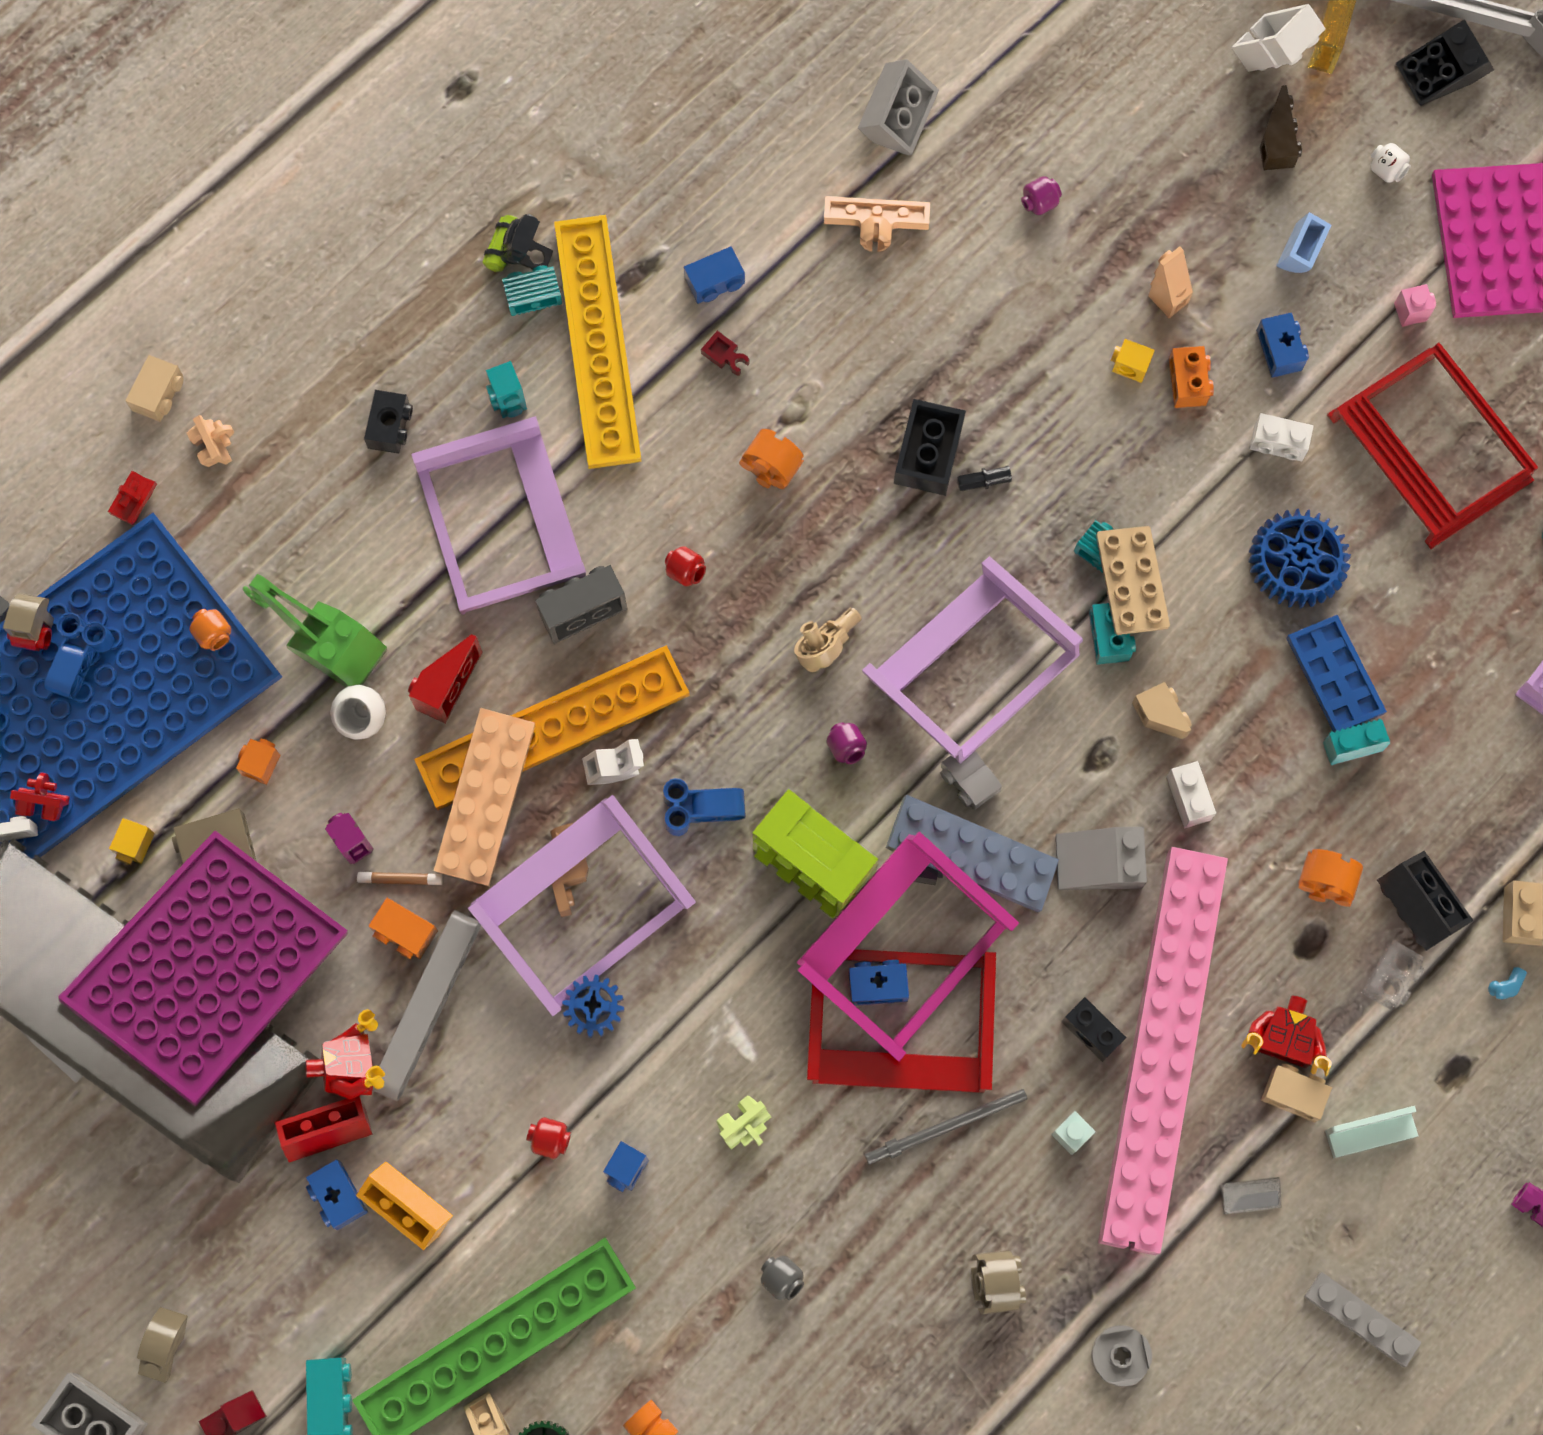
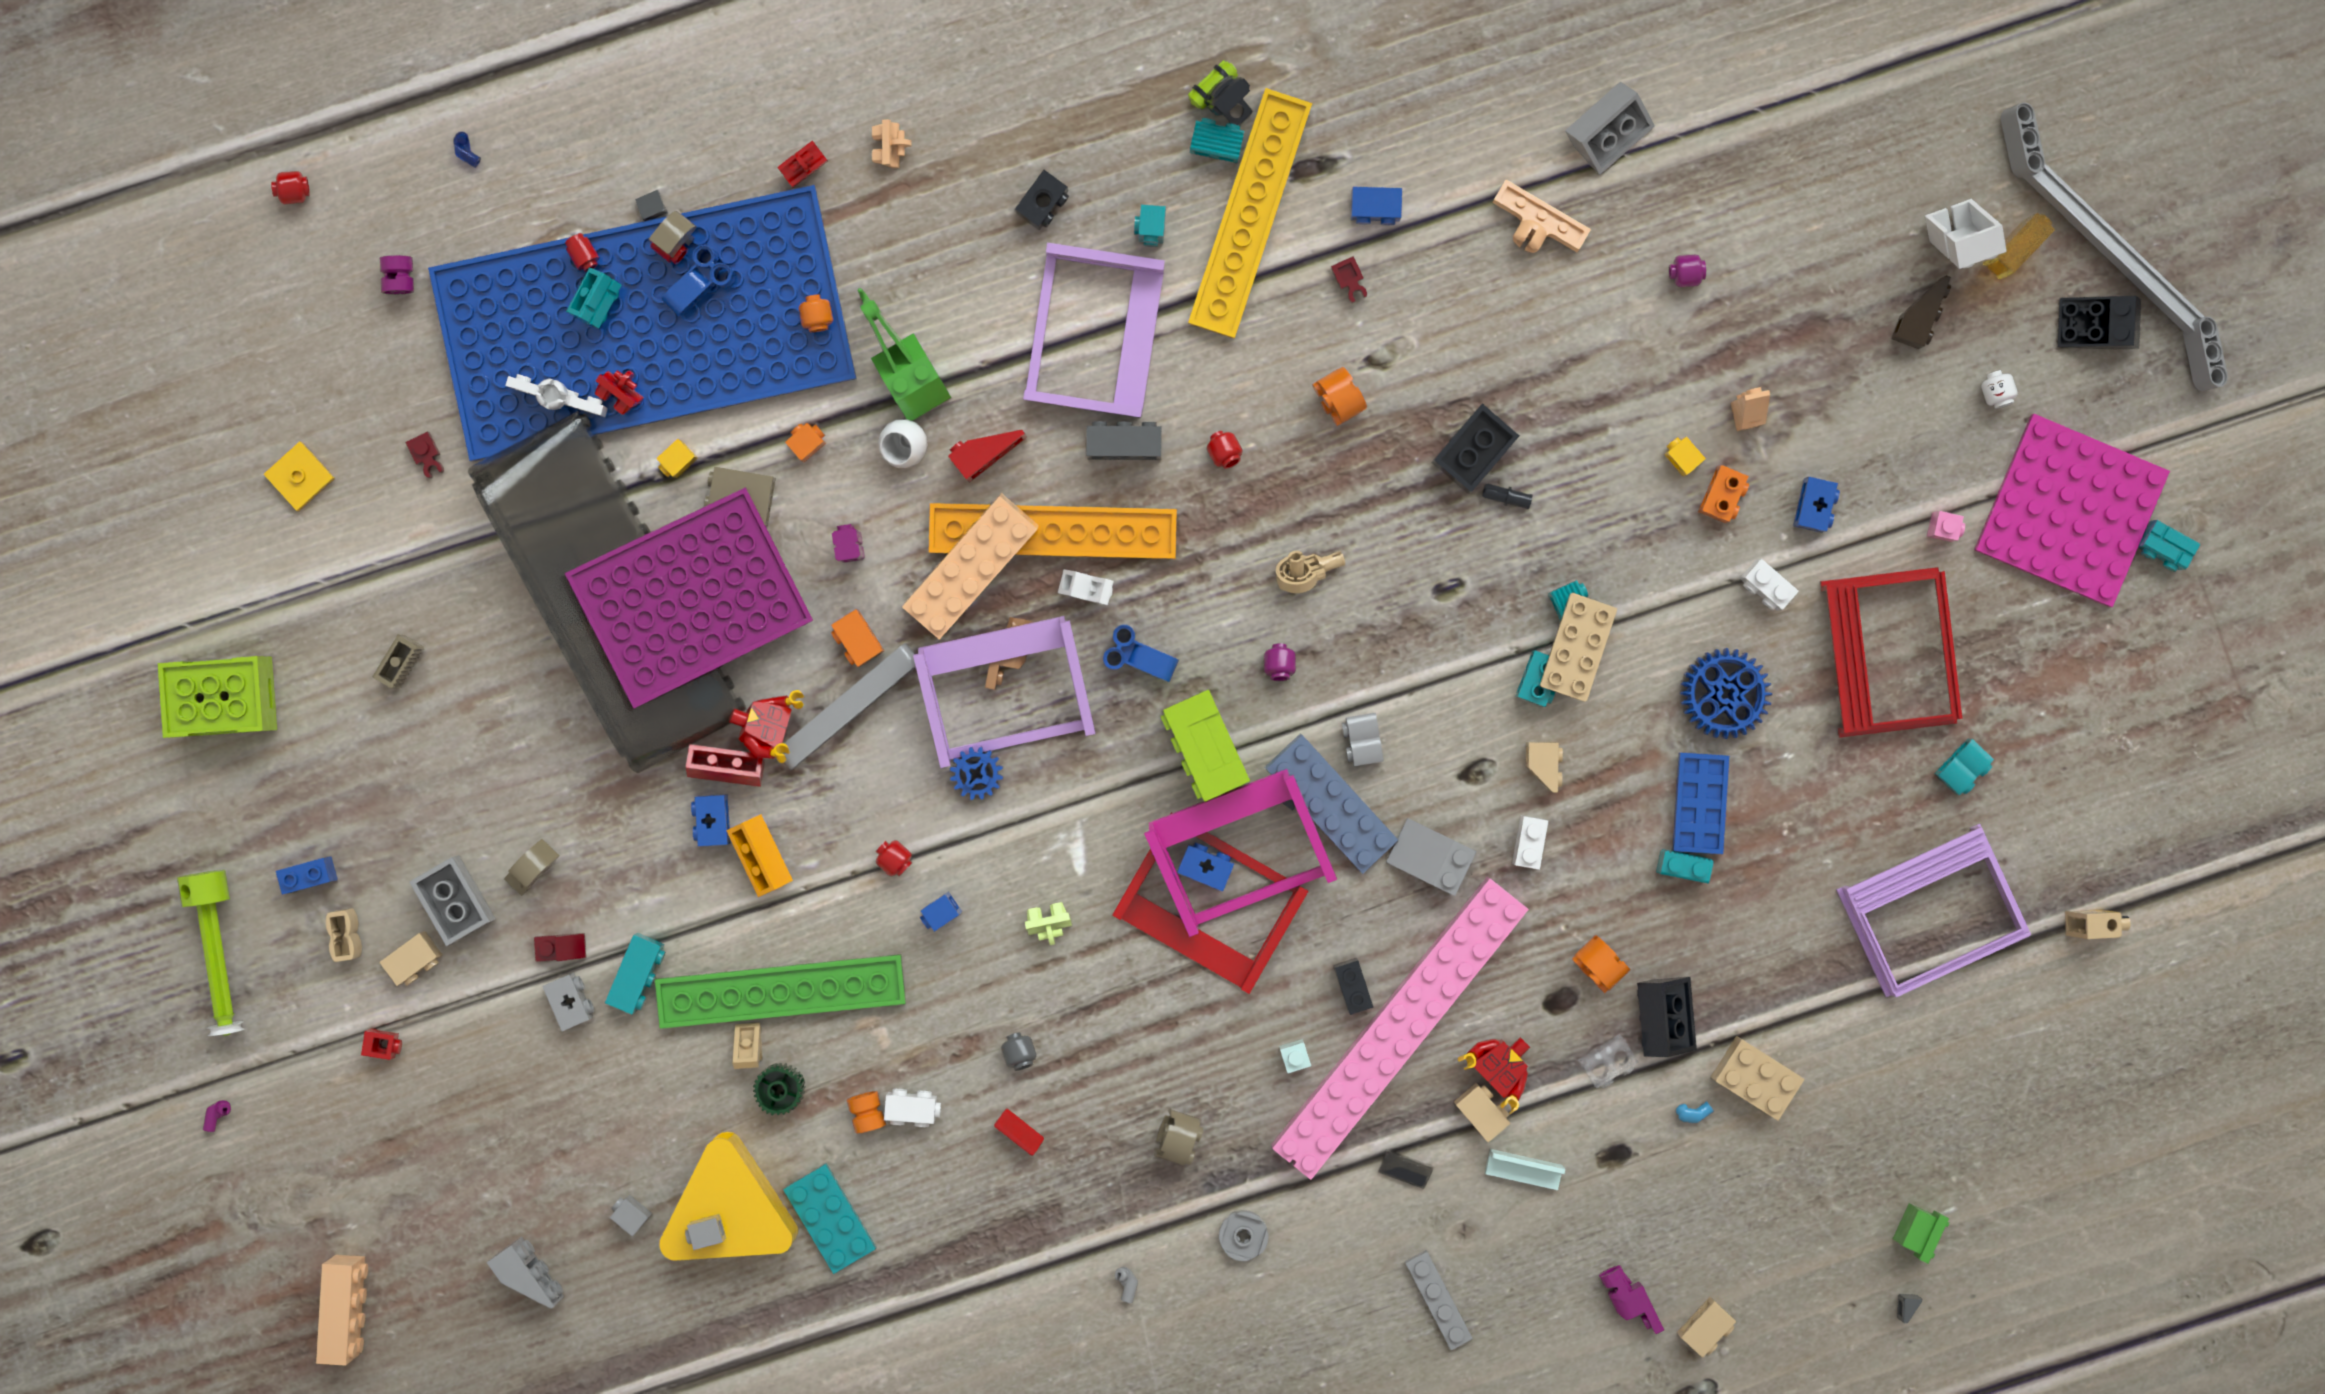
camera: 25 degrees right, 15 degrees up
(155, 388) = (863, 73): tan brick -> none
(400, 878) = (873, 593): medium nougat bar -> none
(704, 1395) = (916, 1108): none -> white brick
(825, 1366) = (1019, 1132): none -> red slope
(895, 1147) = (1152, 997): dark grey bar -> none
(949, 628) = (1406, 609): lavender piece -> none
(1304, 244) = (1884, 426): light blue brick -> none

